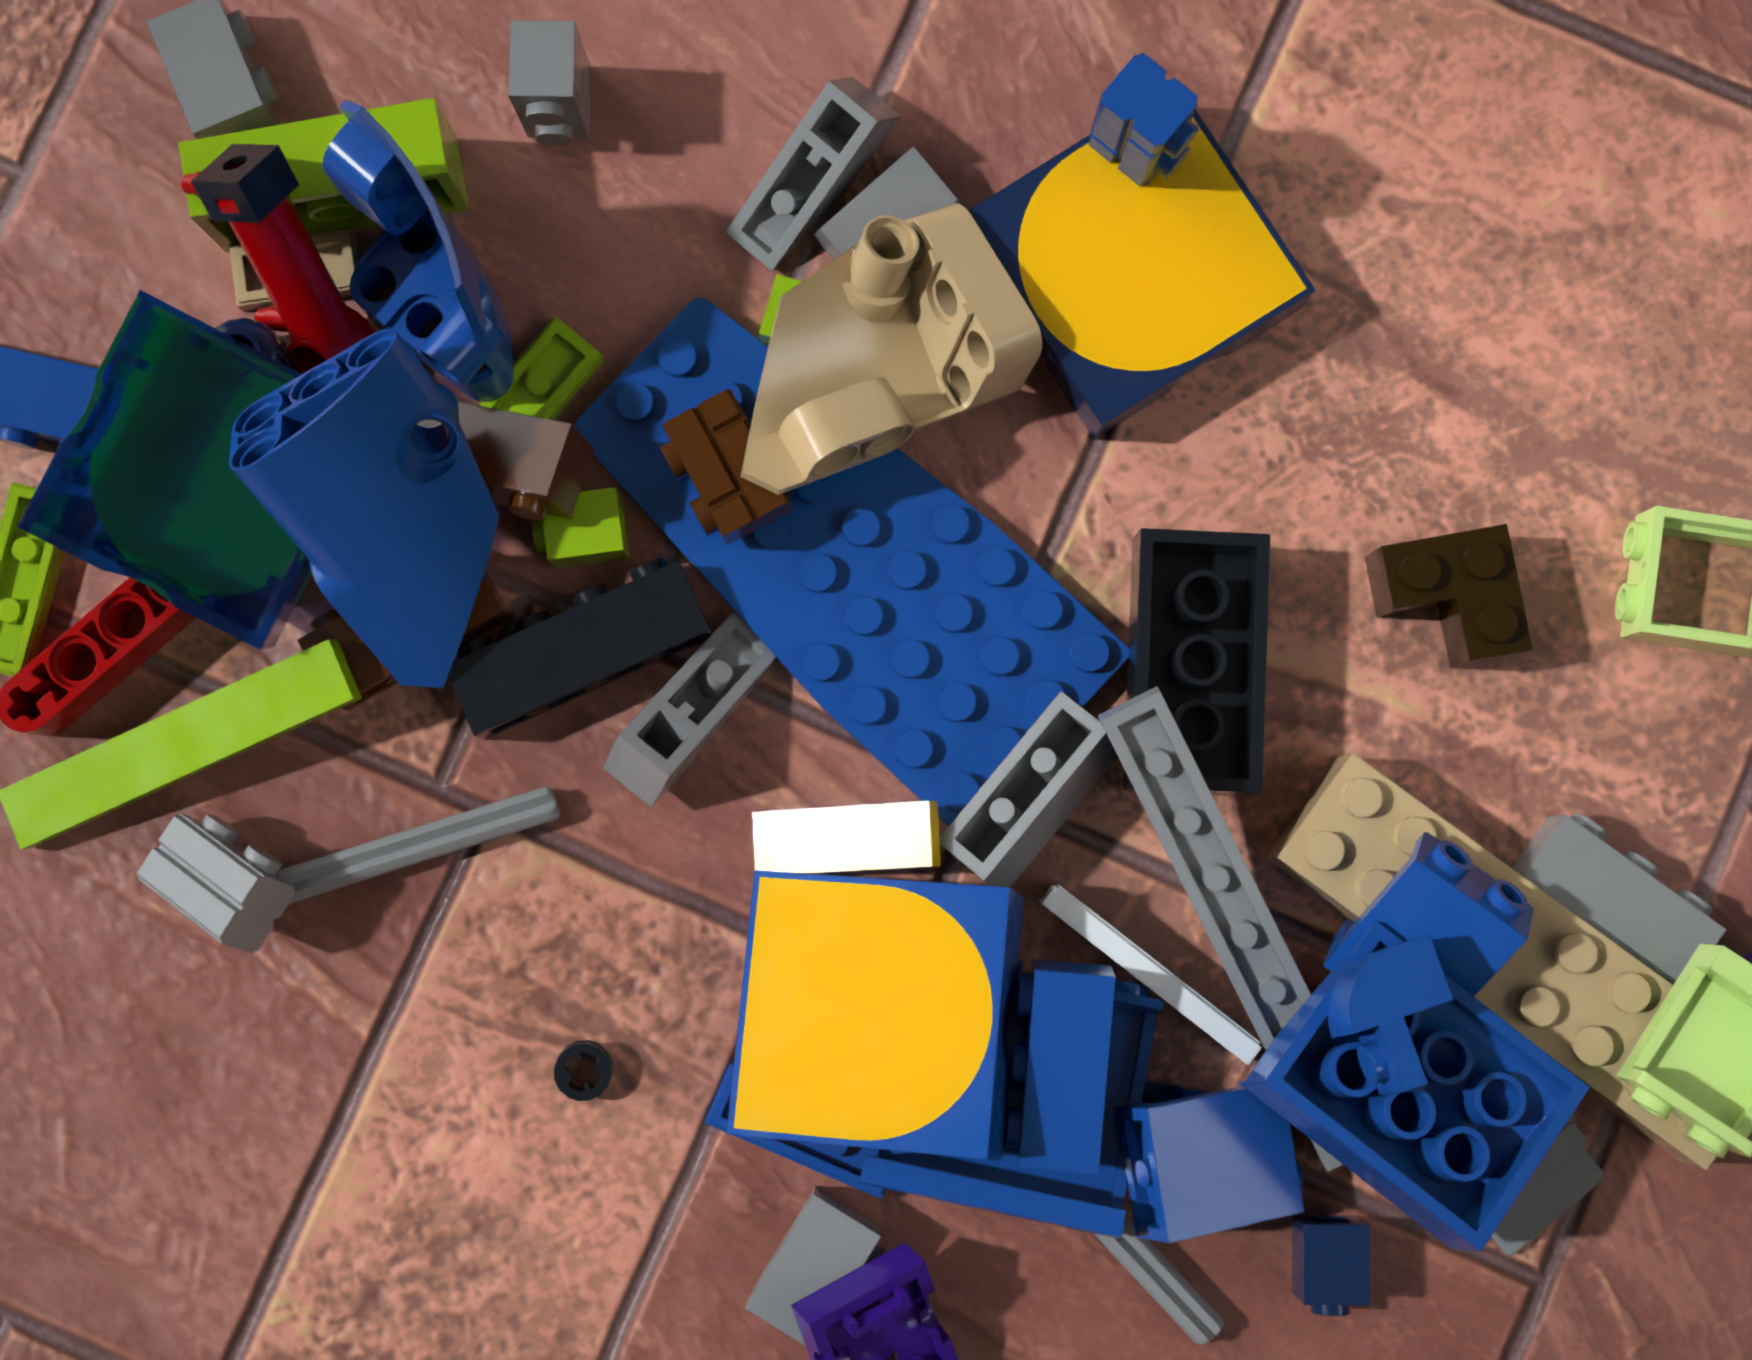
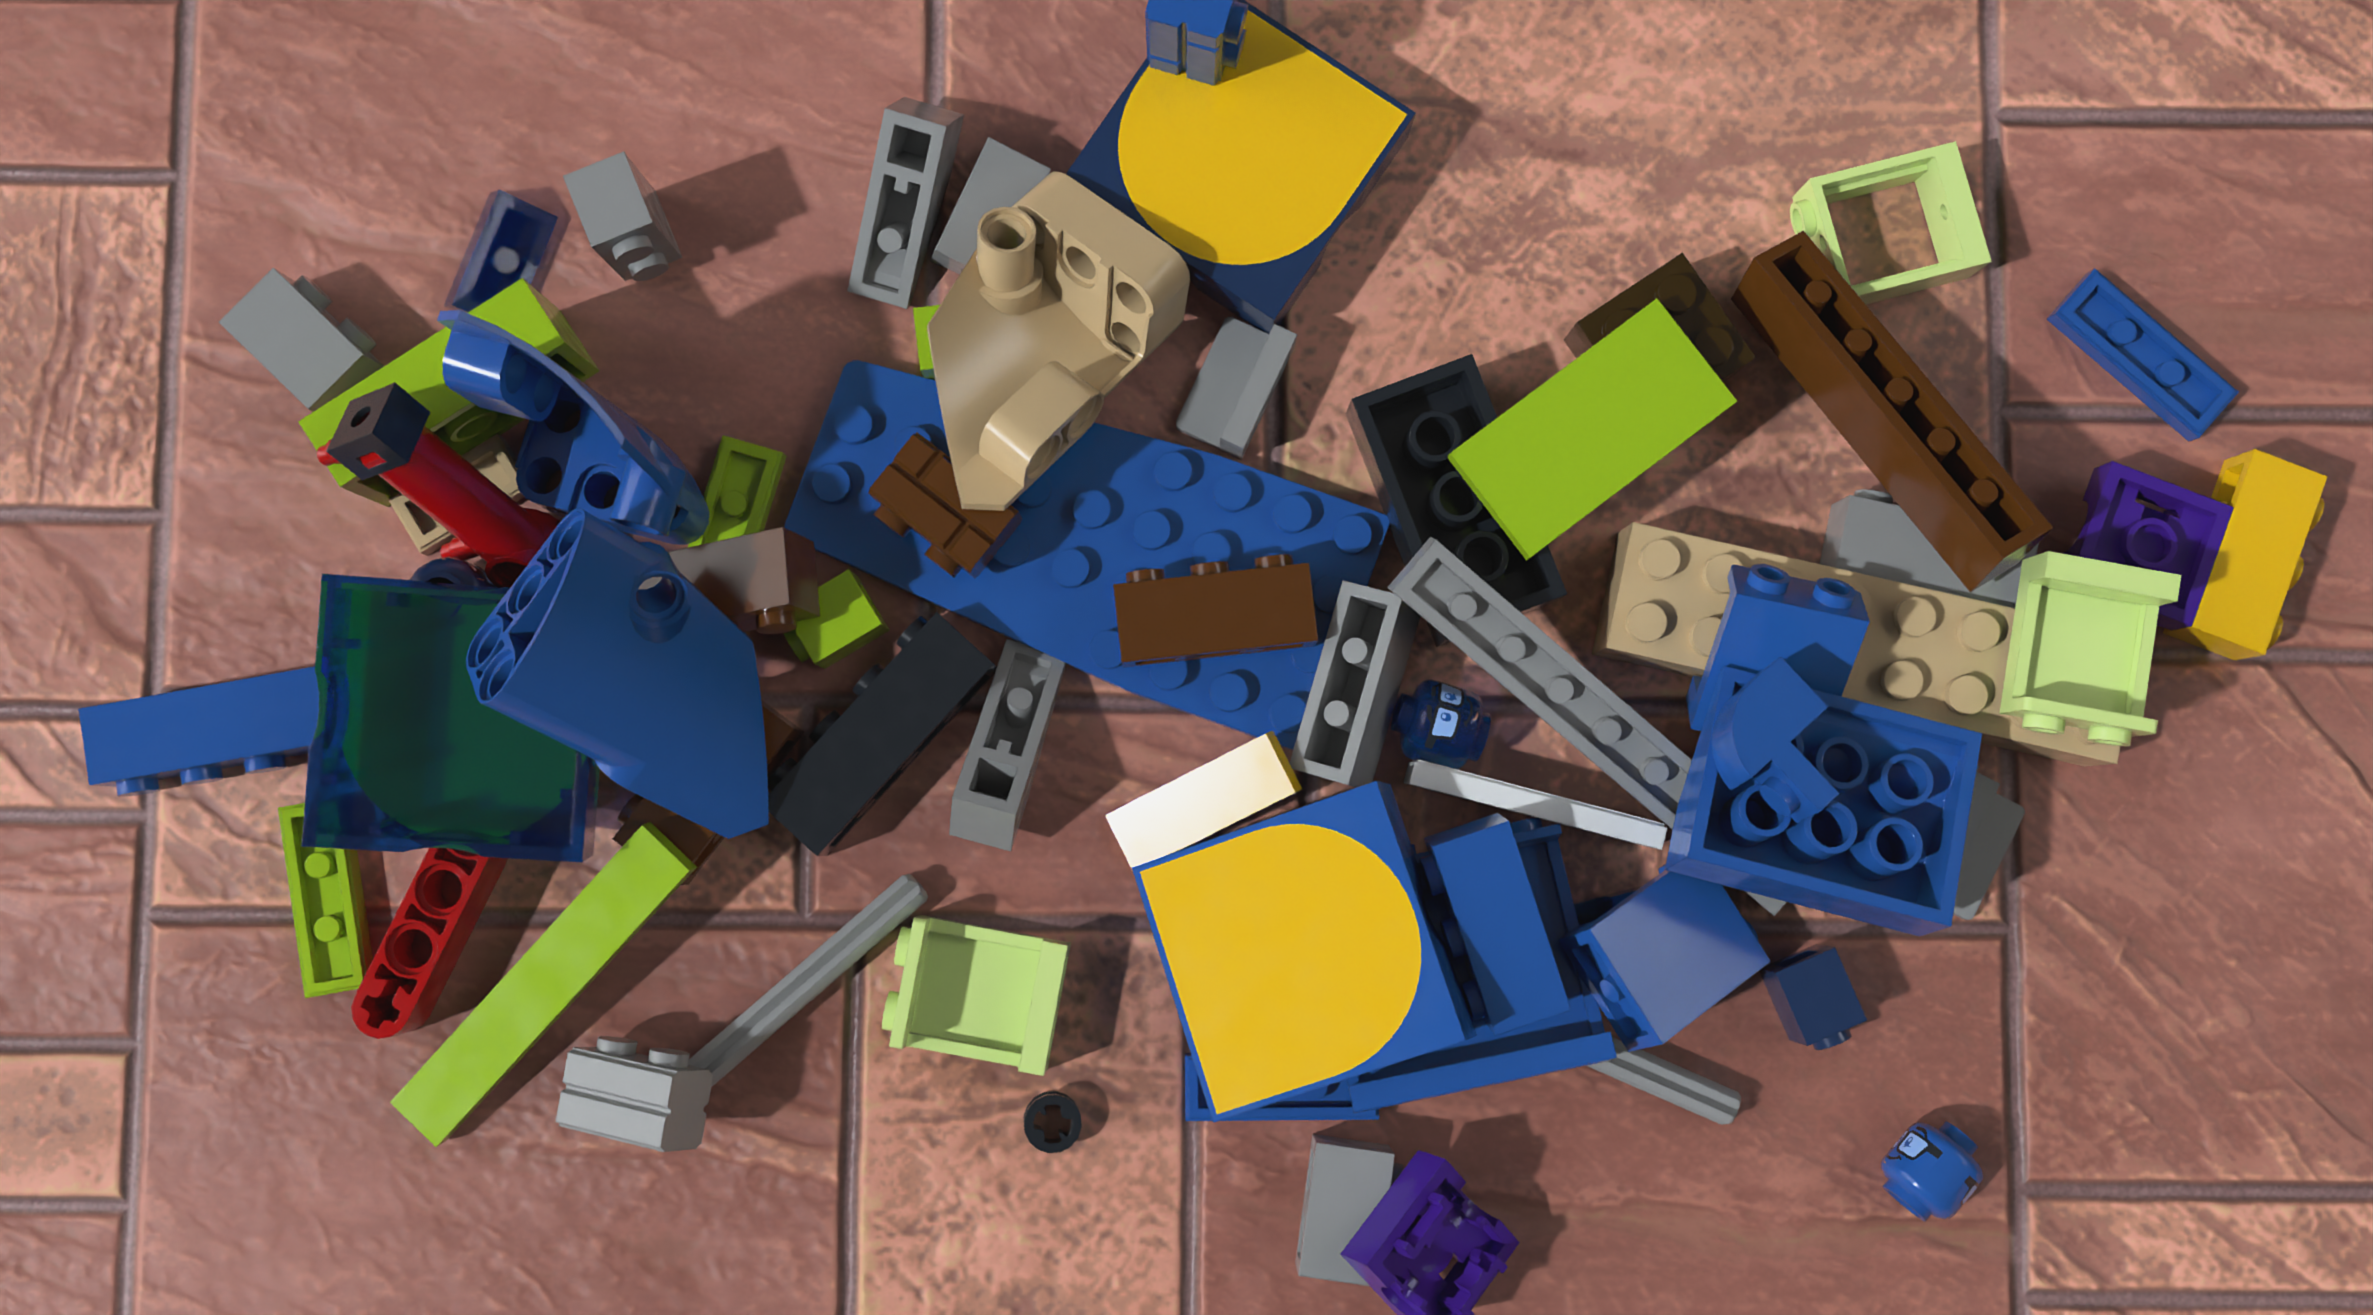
camera: 25 degrees left, 0 degrees up
(427, 64) = (501, 250): none -> clear blue slope
(566, 923) = (977, 992): none -> yellowish green panel
(931, 669) = (1215, 611): none -> reddish brown brick
(1042, 470) = (1235, 385): none -> light grey panel
(1095, 862) = (1441, 724): none -> clear blue head
(1350, 650) = (1591, 429): none -> lime tile
(1634, 753) = (1889, 412): none -> reddish brown brick

